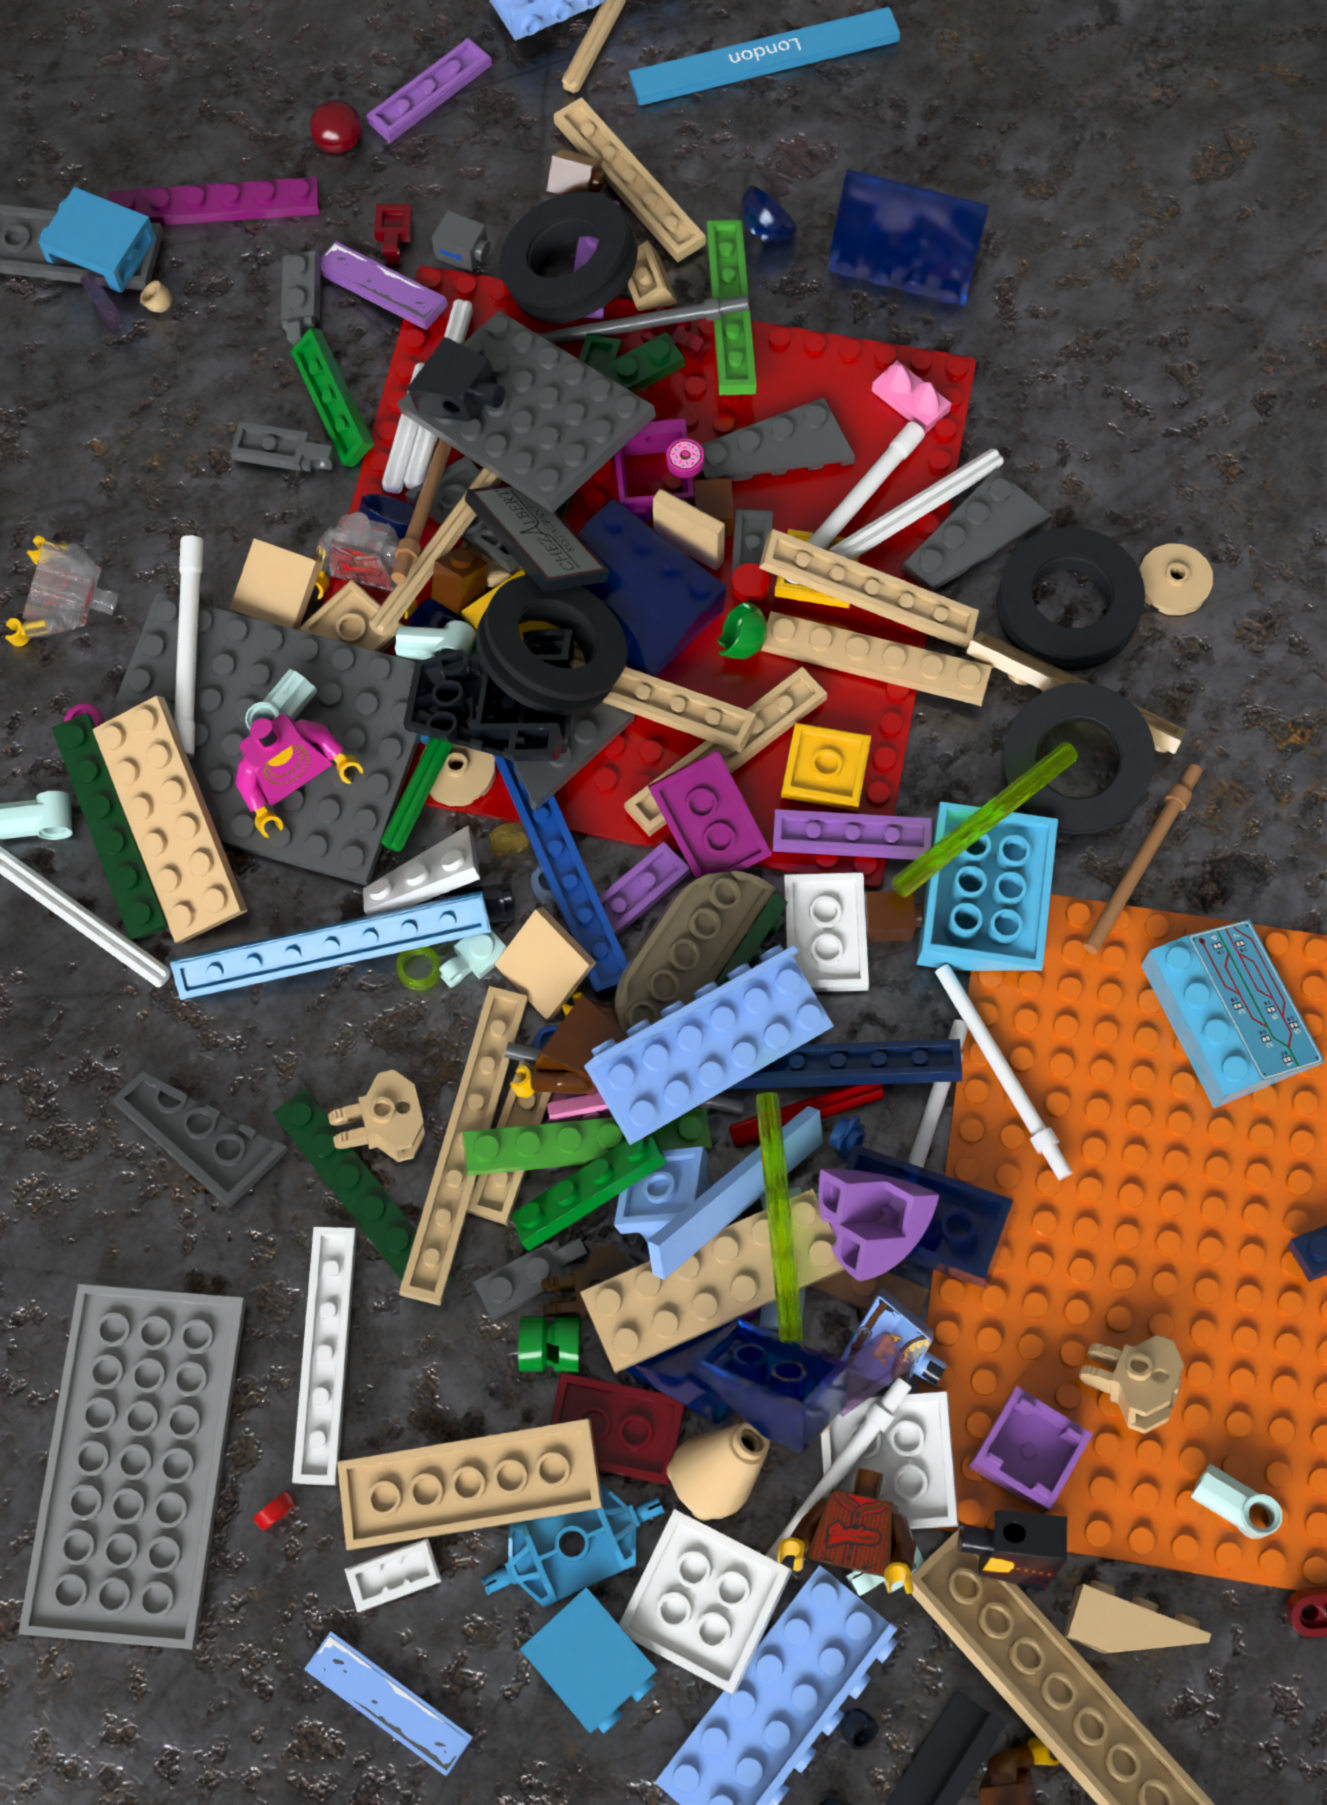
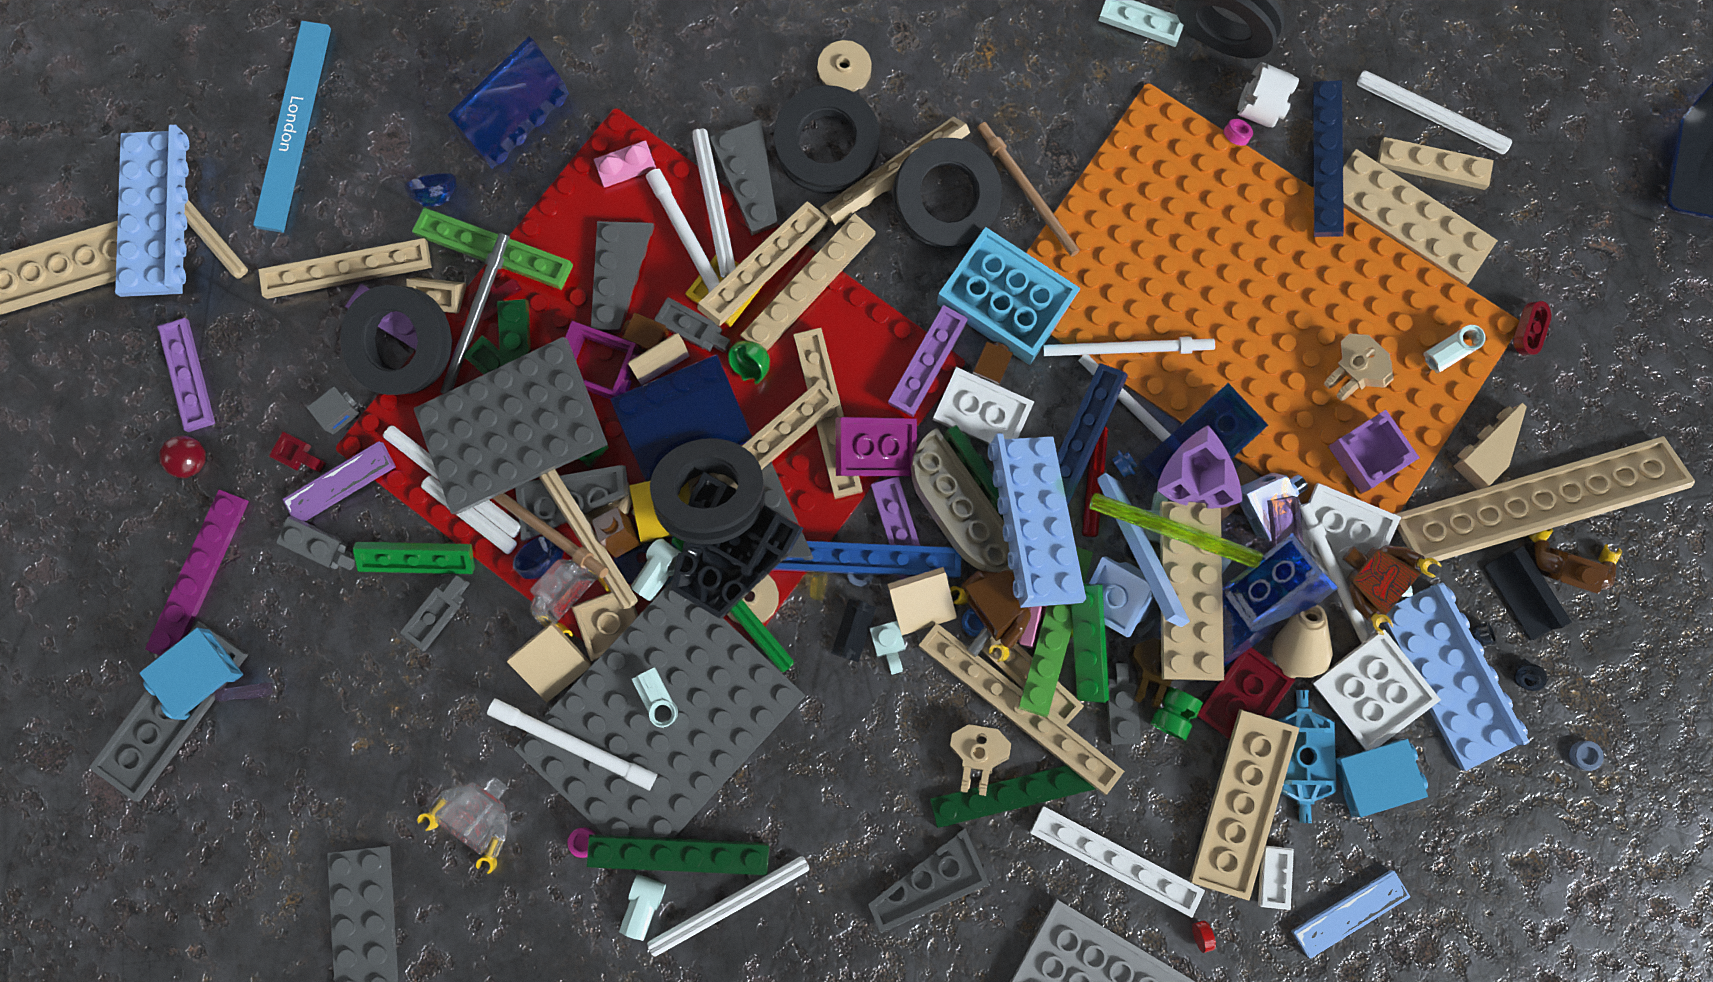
camera: 65 degrees left, 10 degrees up
(156, 297) = (259, 650): tan hinge -> none
(169, 819) = (696, 811): tan plate -> none
(281, 759) = (698, 711): dark pink torso -> none
(331, 945) = (840, 739): tile -> none
(423, 984) = (885, 674): clear neon green piece -> none
(429, 874) = (820, 653): white wing -> none
(455, 383) = (469, 464): black torso -> none
(537, 538) = (620, 464): tile -> none
(574, 173) = (324, 304): brick -> none
(685, 458) = (605, 335): tile -> none
(750, 583) = (717, 338): red tile -> none
(826, 766) = (870, 354): yellow plate -> none
(984, 819) = (967, 272): clear neon green axle -> none
(1018, 1547) = (1428, 487): black torso -> none
(1230, 1011) = (1156, 191): medium azure slope -> none

